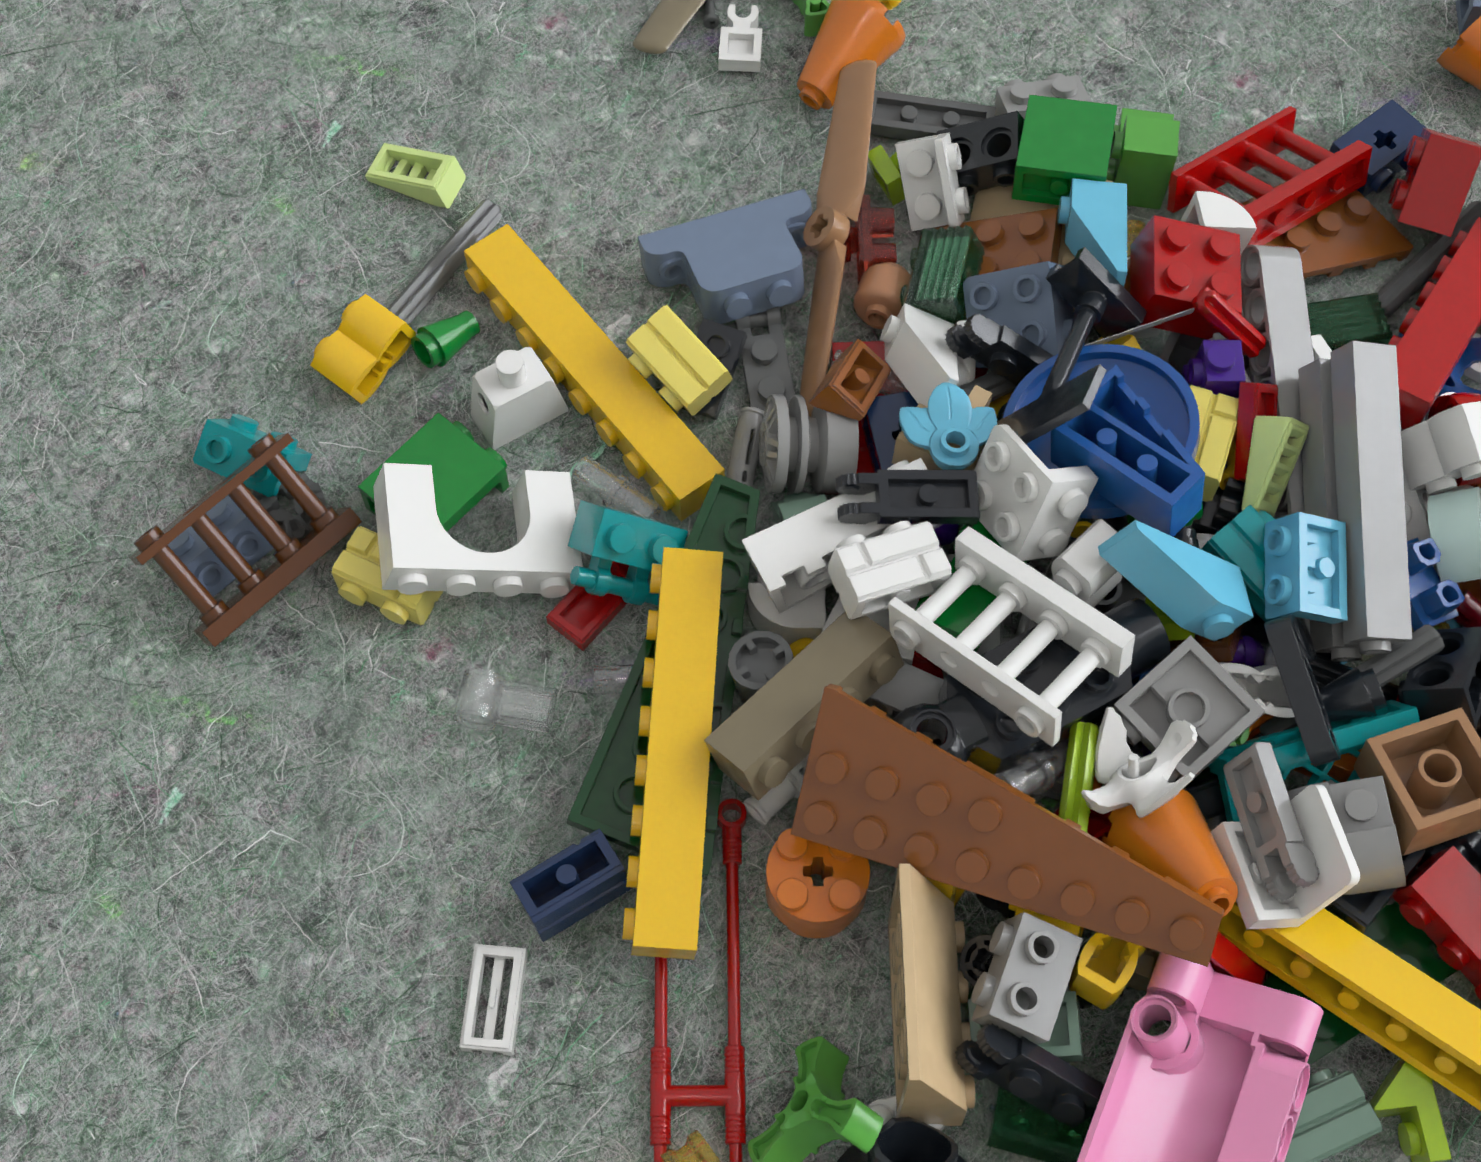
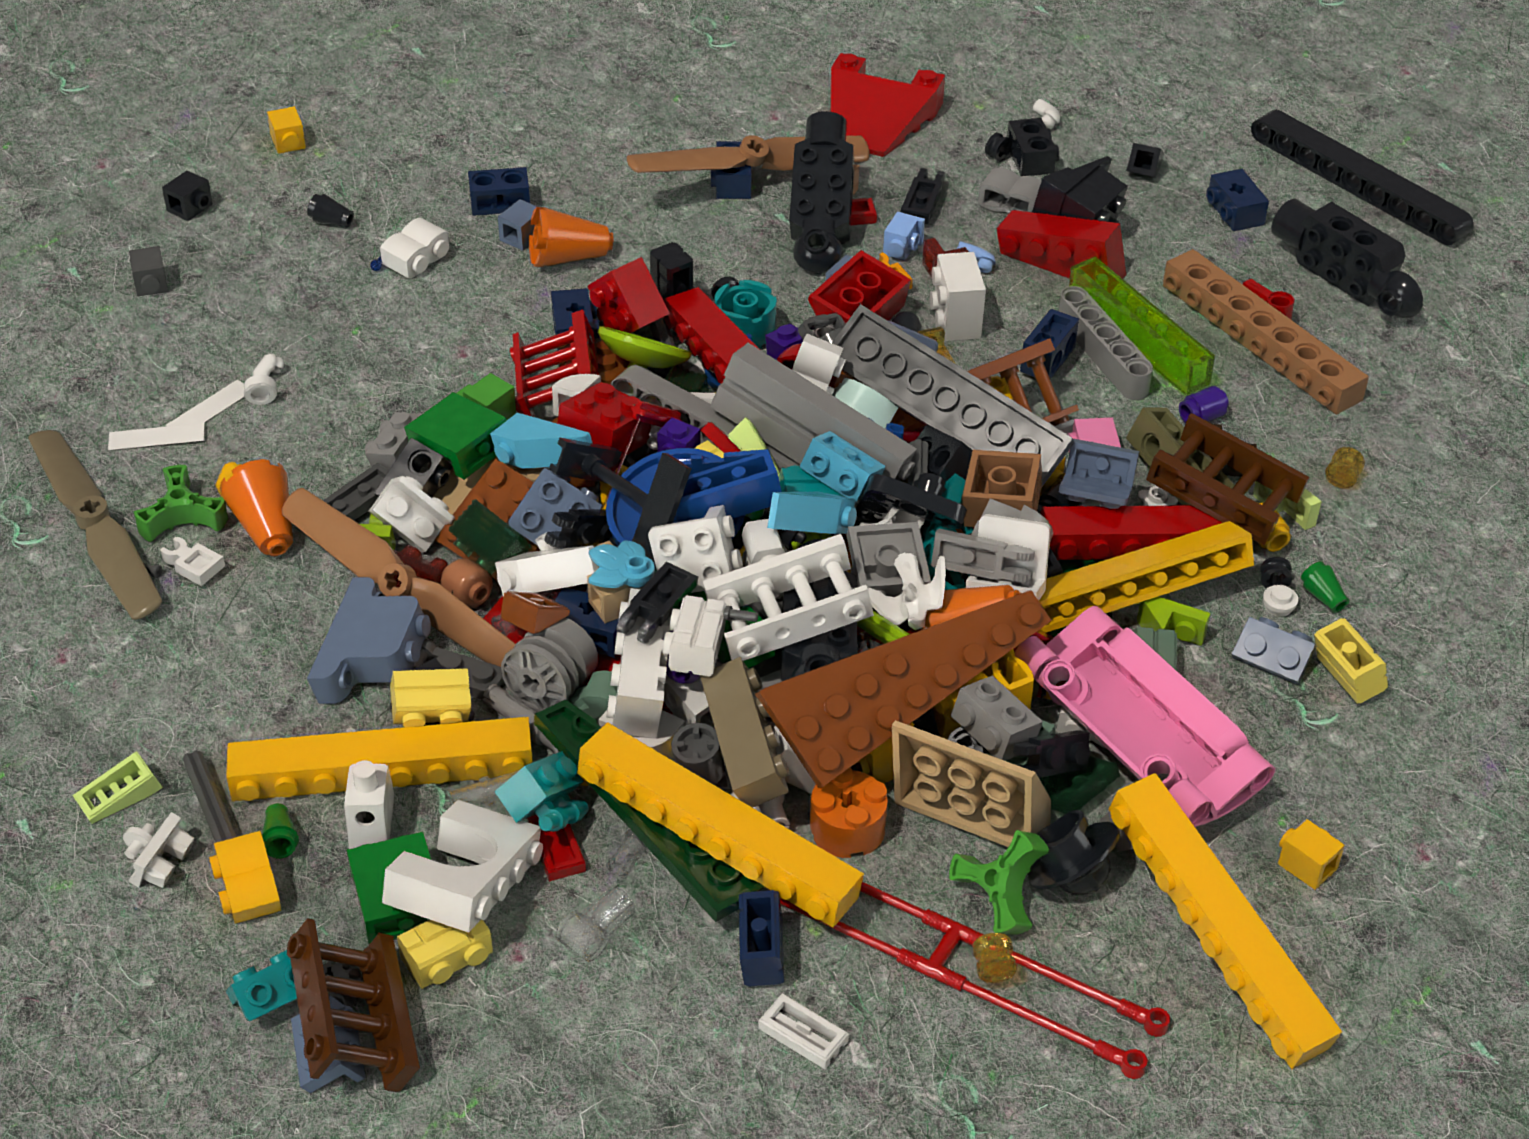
camera: 60 degrees left, 20 degrees down
(350, 246) = (150, 864): none -> white hips
(936, 585) = (730, 613): none -> dark grey piece
(1369, 242) = (642, 350): none -> lime dish

